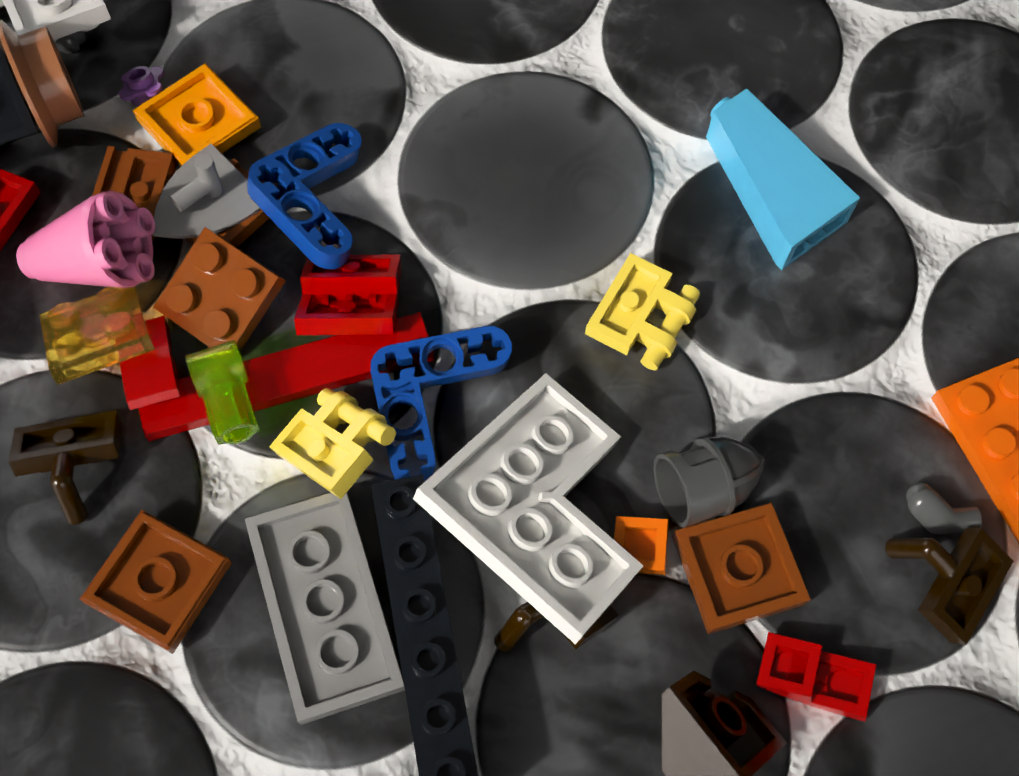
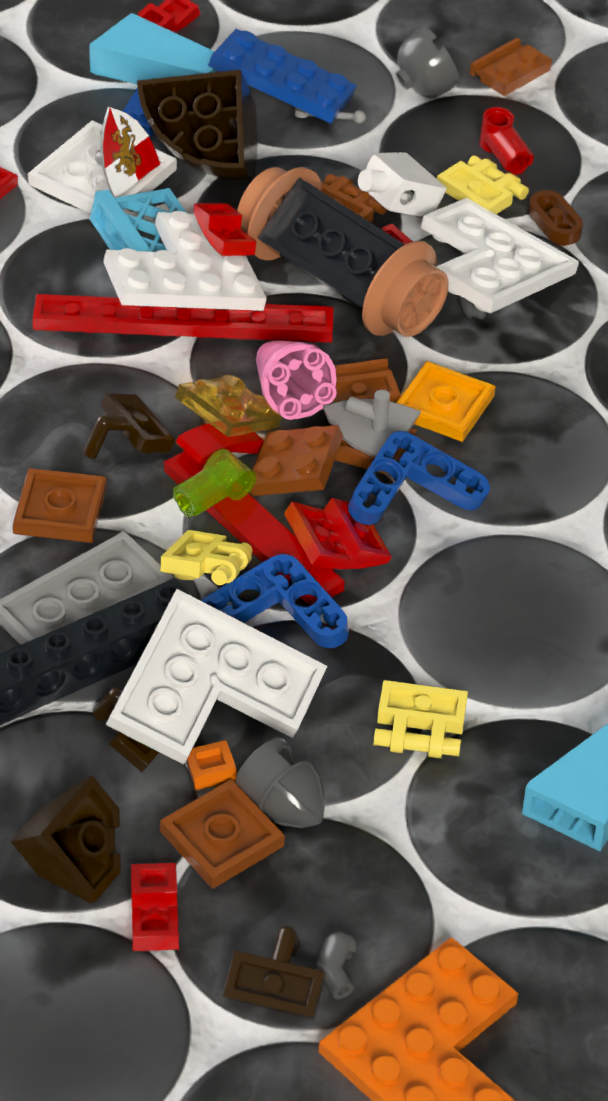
camera: 70 degrees right, 20 degrees down
(141, 84) = (456, 359): medium lavender plate -> none

